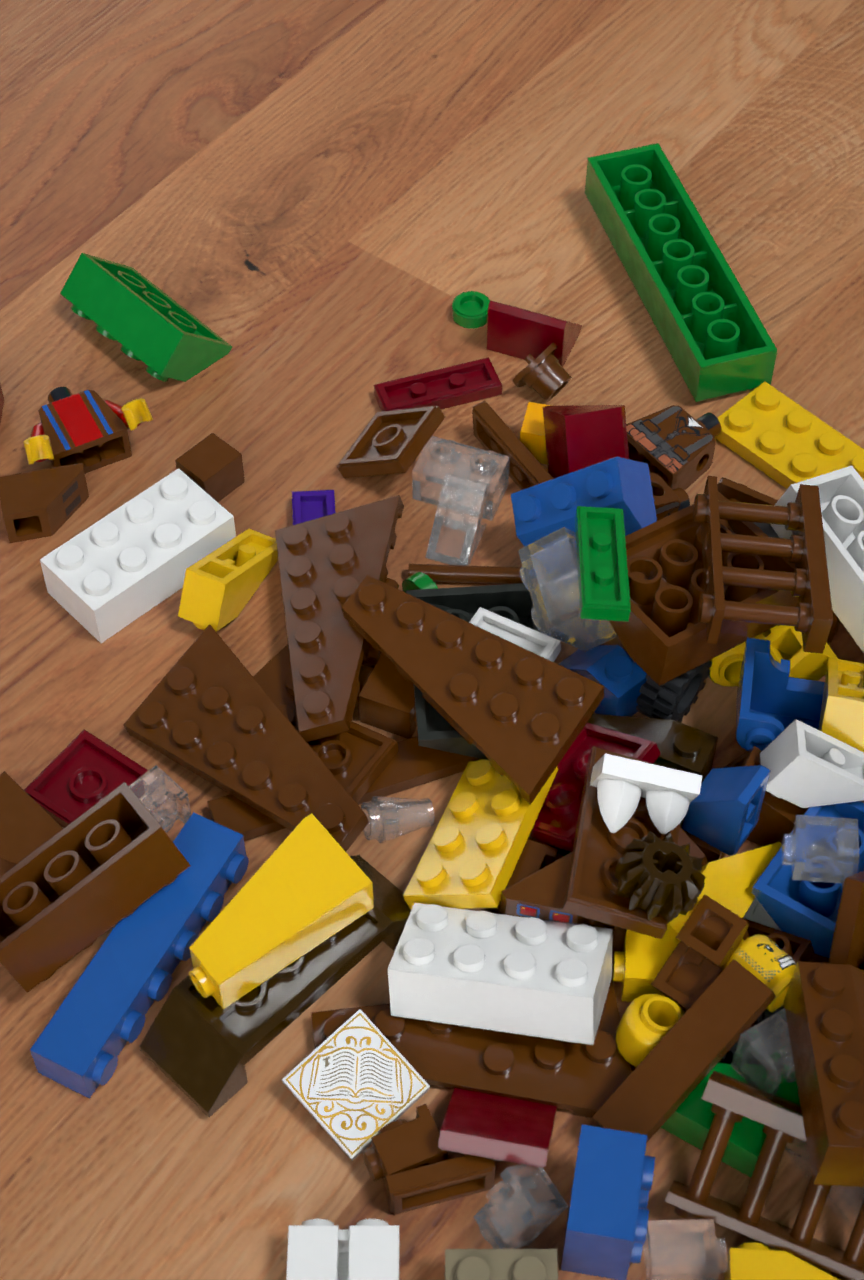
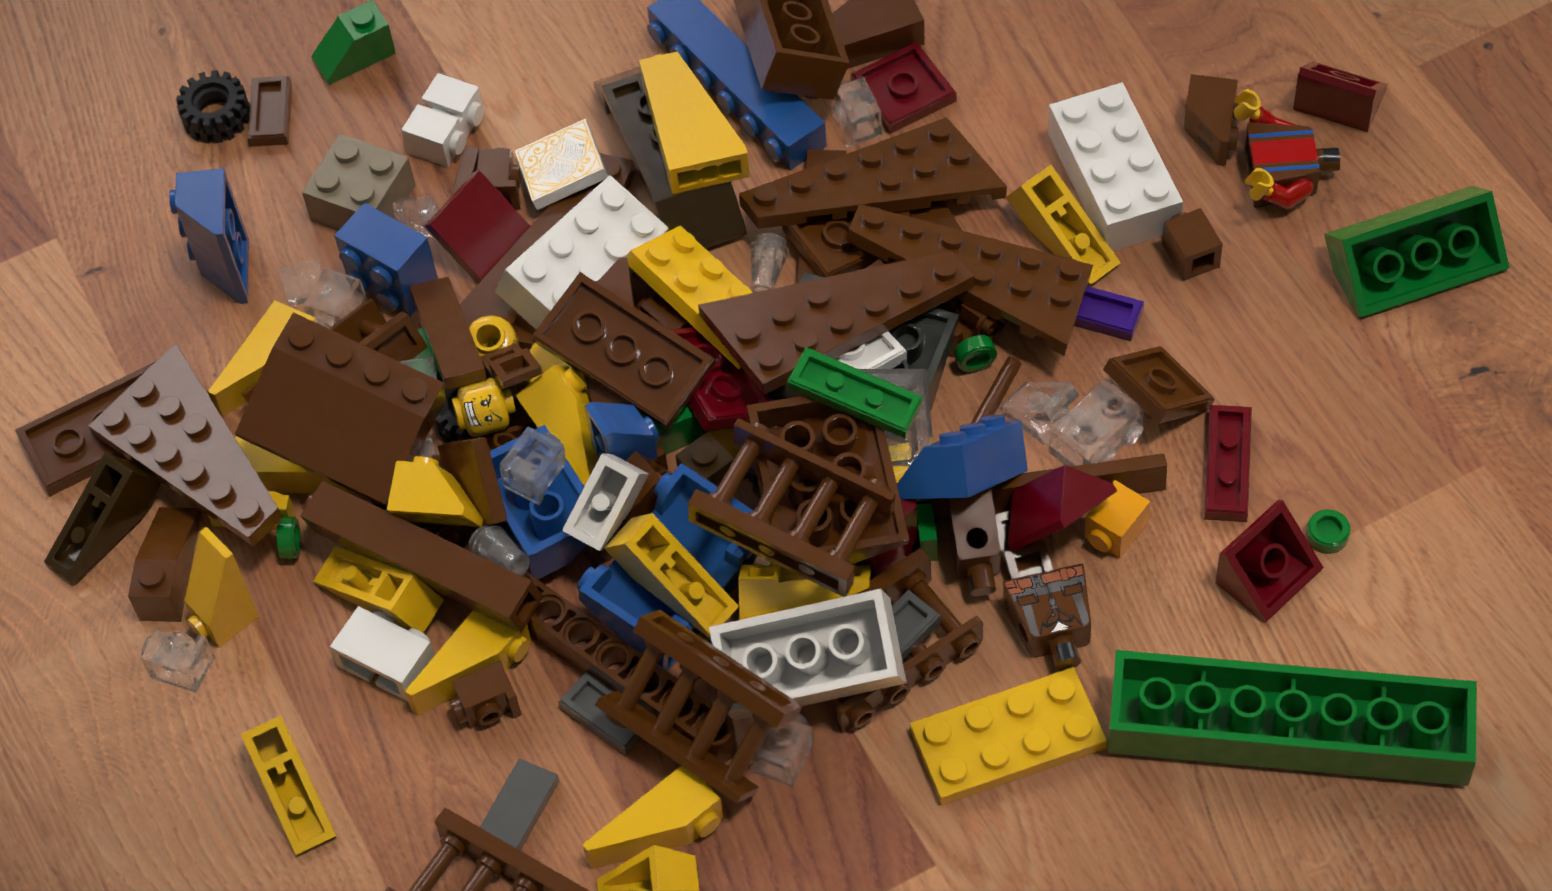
camera: 120 degrees right, 5 degrees up
(543, 374) = (1194, 543): reddish brown piece -> none
(623, 782) = (655, 353): white tile -> none
(659, 877) = (545, 334): dark brown gear -> none

